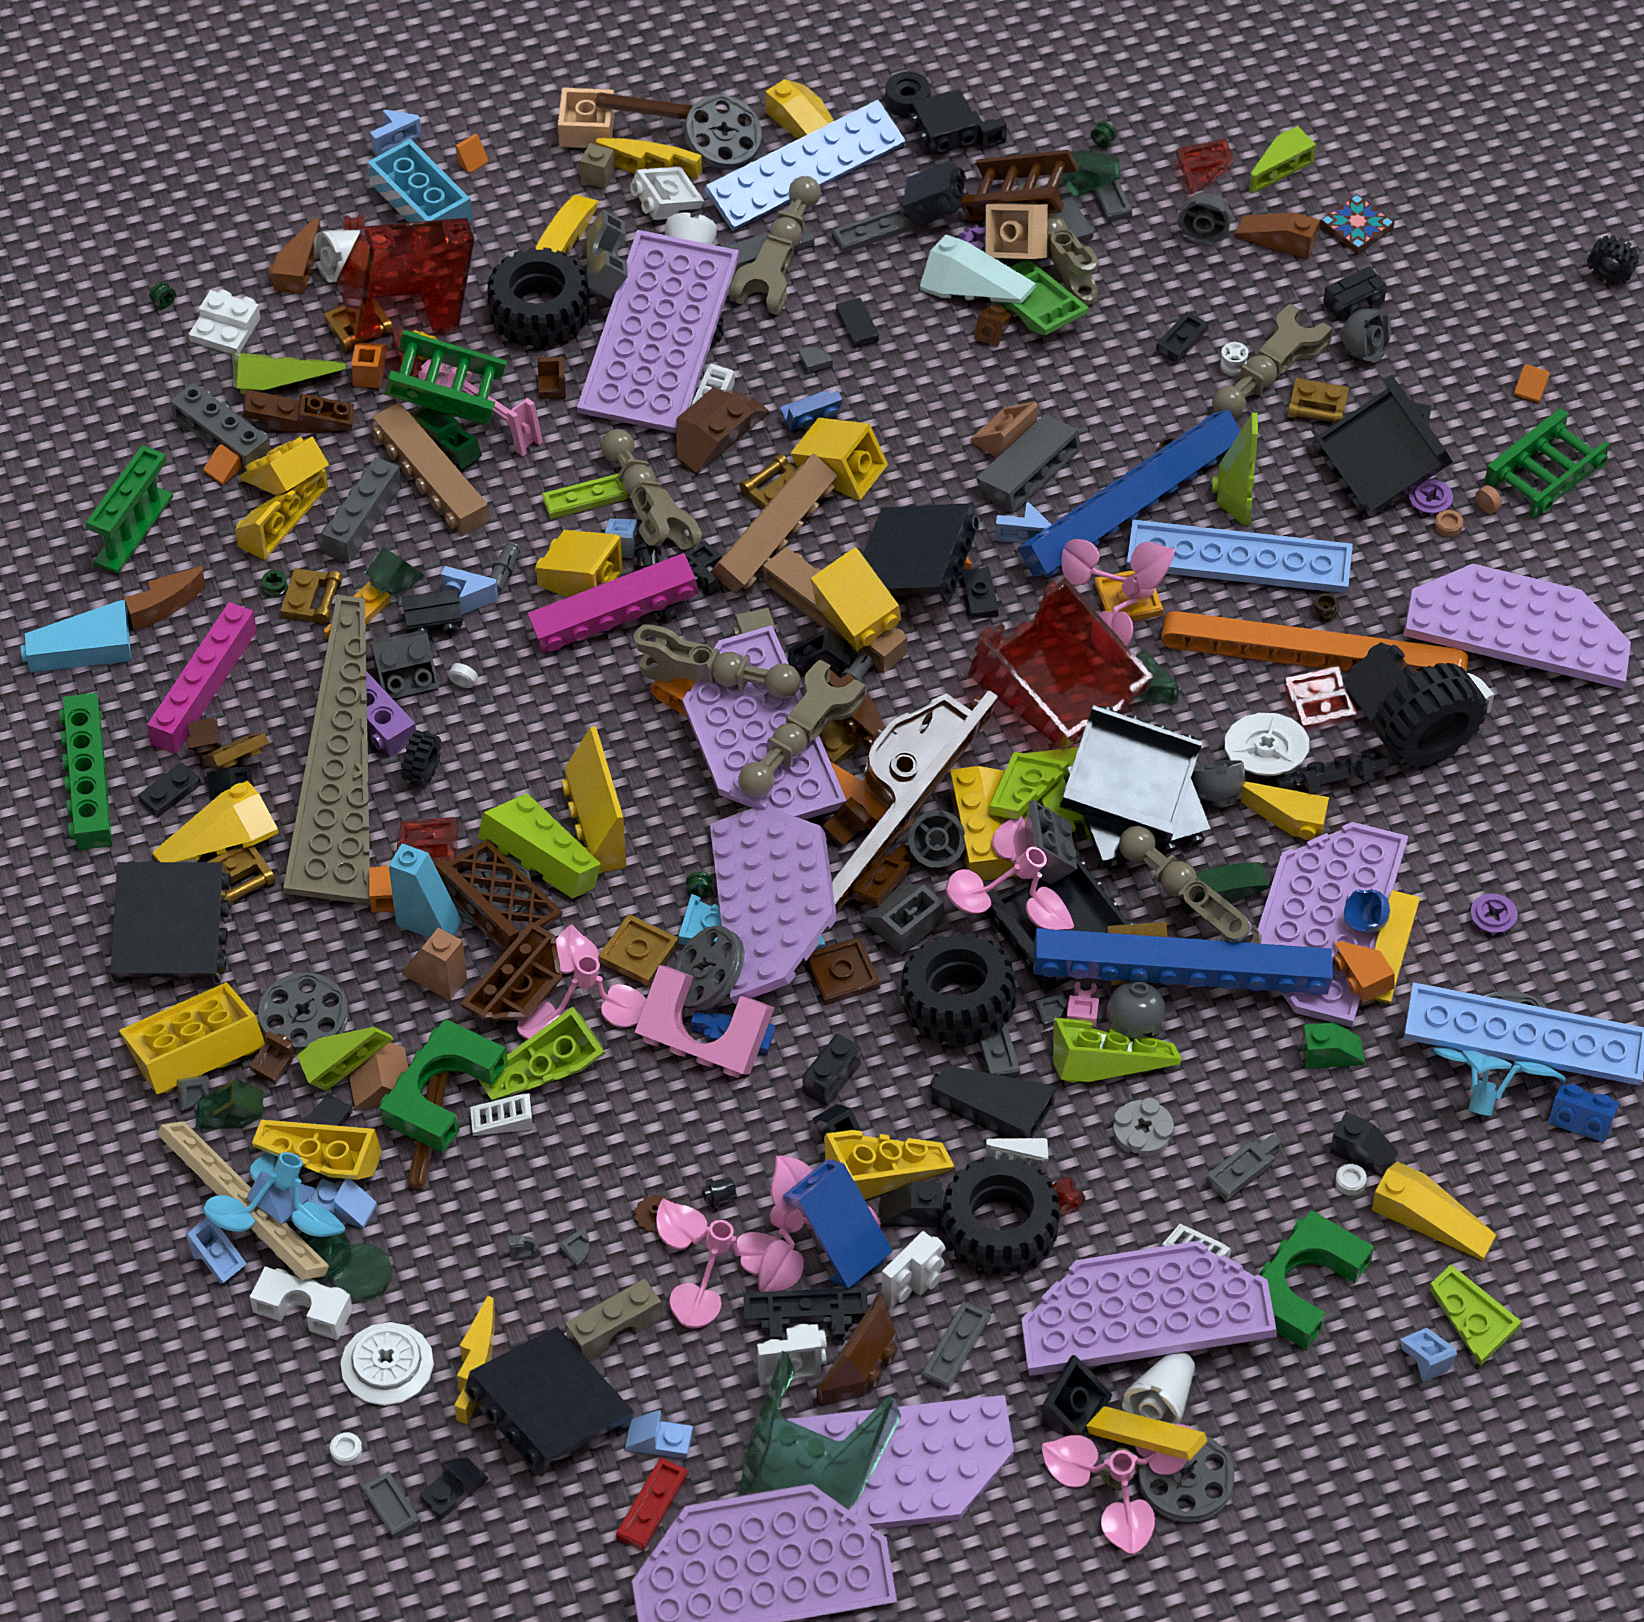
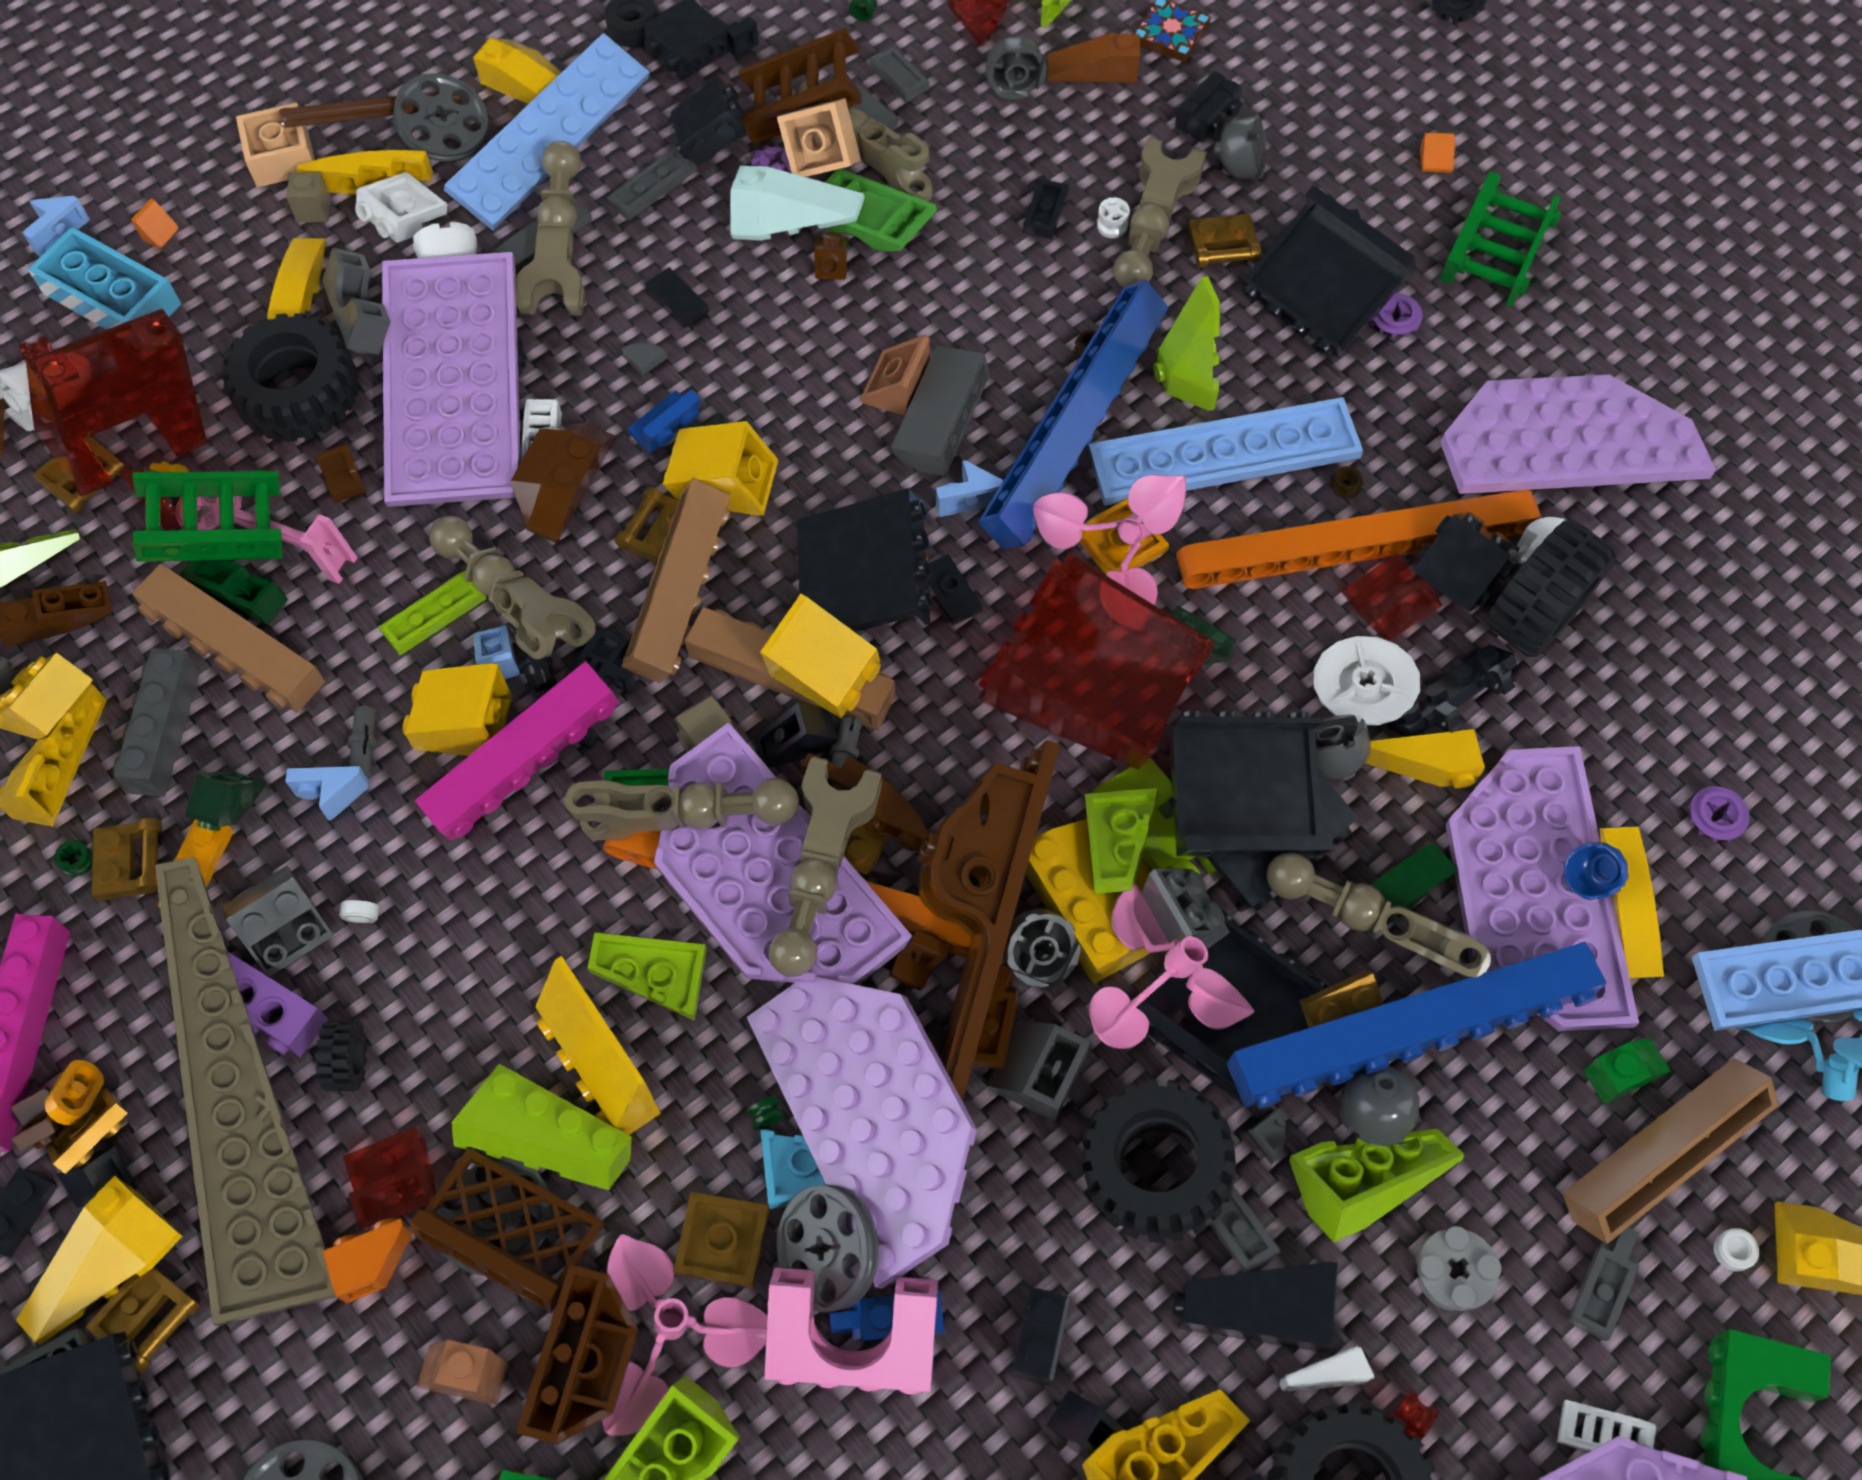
camera: 20 degrees left, 10 degrees up
(233, 726) = (74, 1092): none -> light orange plate
(368, 364) = (107, 523): orange slope -> none
(420, 894) = (408, 1281): medium azure slope -> none
(433, 611) = (291, 835): black brick -> none
(655, 773) = (651, 968): none -> lime wing
(842, 971) = (998, 1173): reddish brown tile -> none
(1083, 1004) = (1310, 1121): bright pink plate -> none
(1093, 171) = (876, 47): clear green slope -> none
(1331, 1099) = (1670, 1150): none -> medium nougat brick
(1362, 1144) = (1730, 1197): black slope -> none
(1365, 970) = (1629, 952): orange slope -> none
(1448, 523) = (1428, 339): nougat tile -> none
(1488, 499) = (1460, 299): nougat tile -> none

